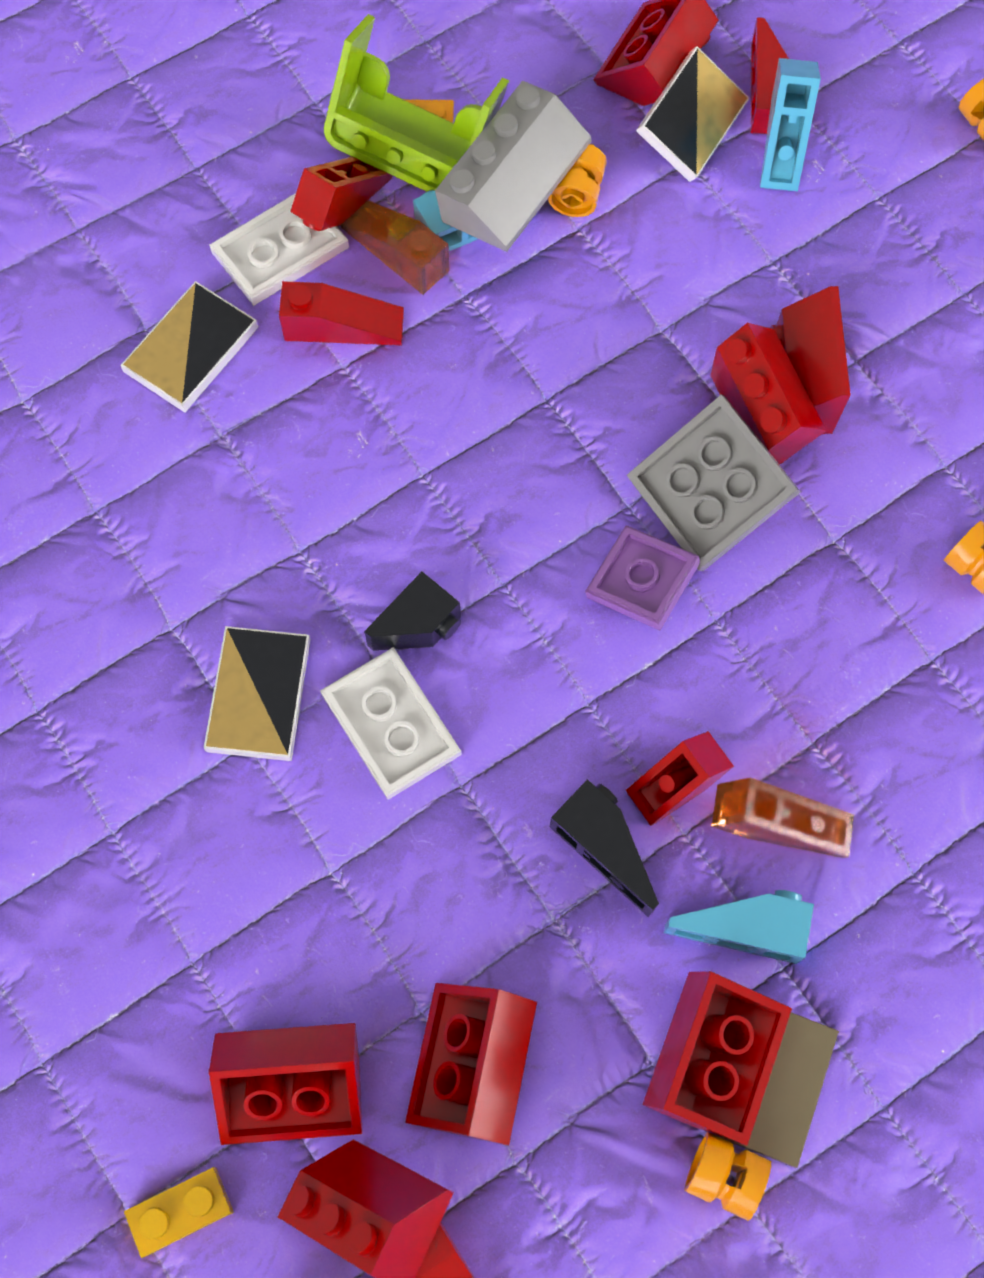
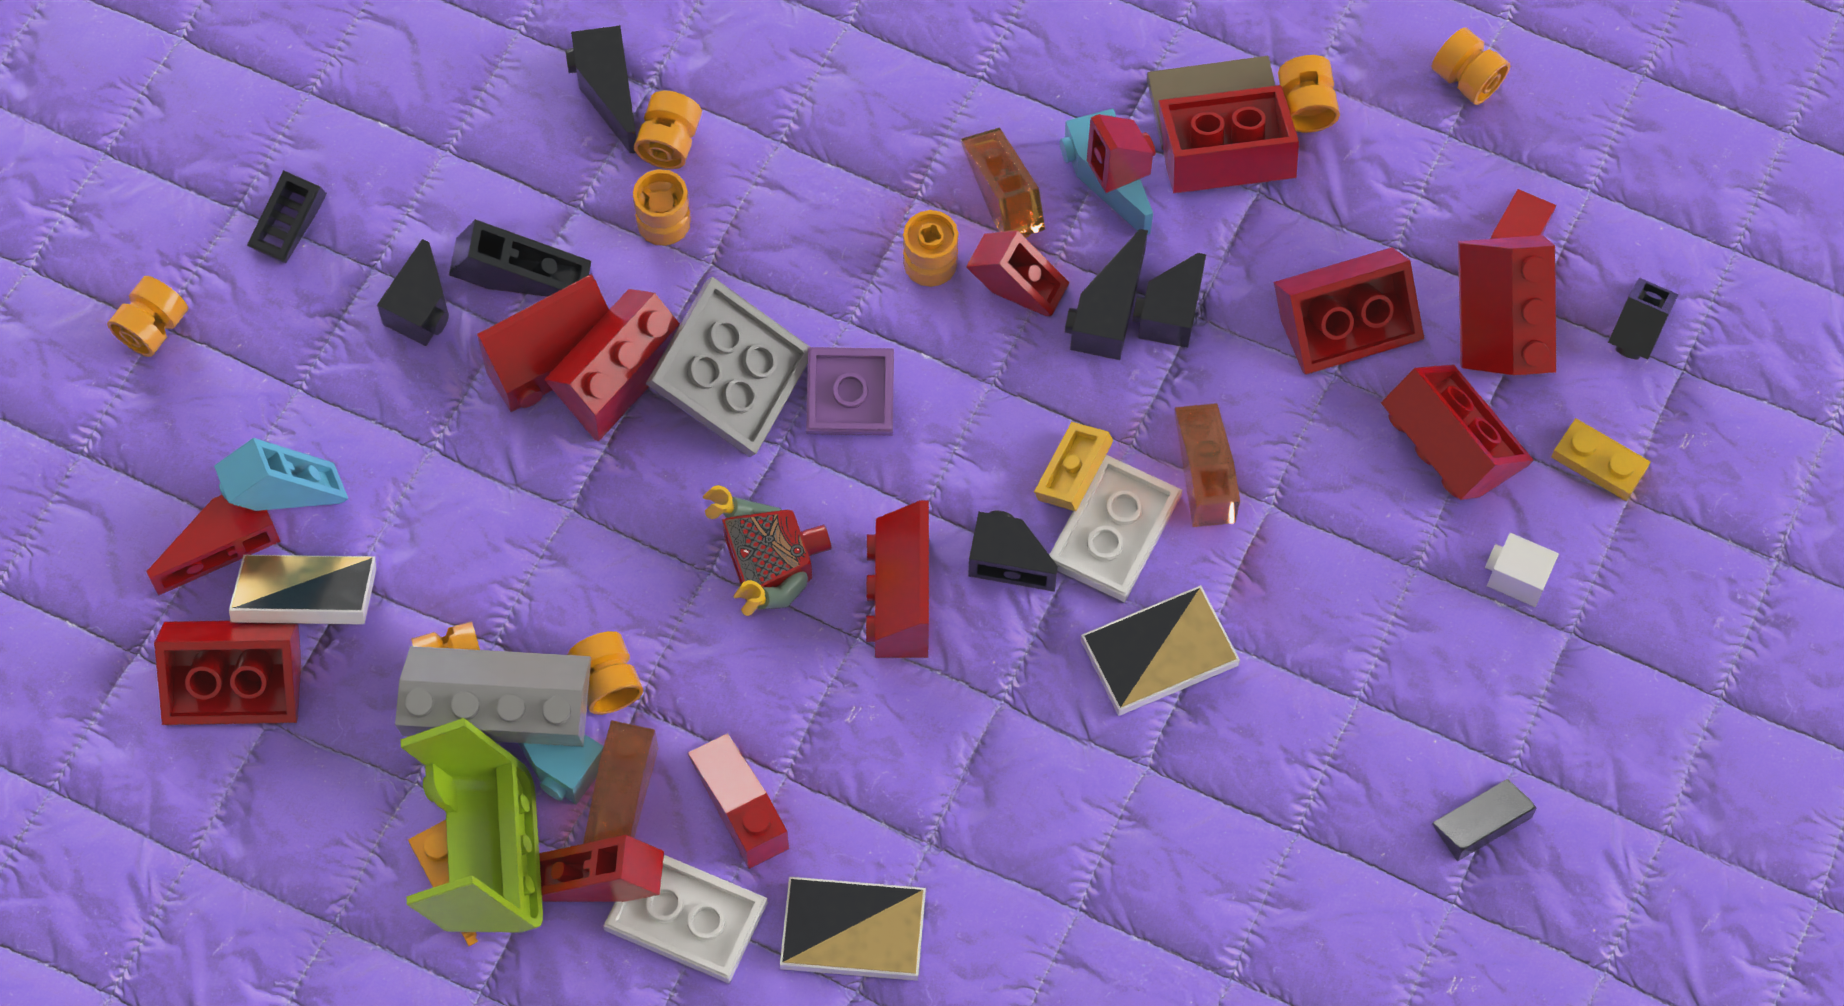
camera: 120 degrees left, 5 degrees down
(118, 1048) = (1520, 568): none -> white brick
(395, 827) = (1207, 465): none -> clear orange slope
(435, 516) = (900, 583): none -> red slope
(463, 716) = (1073, 466): none -> yellow plate
(498, 273) = (611, 680): none -> light orange wheel
(529, 434) = (766, 549): none -> torso
(571, 897) = (1171, 303): none -> black slope
(743, 721) = (930, 248): none -> light orange wheel
(743, 916) = (1118, 151): none -> slope
(905, 385) = (513, 262): none -> black slope
(905, 513) = (661, 207): none -> light orange wheel
(916, 301) = (415, 299): none -> black slope

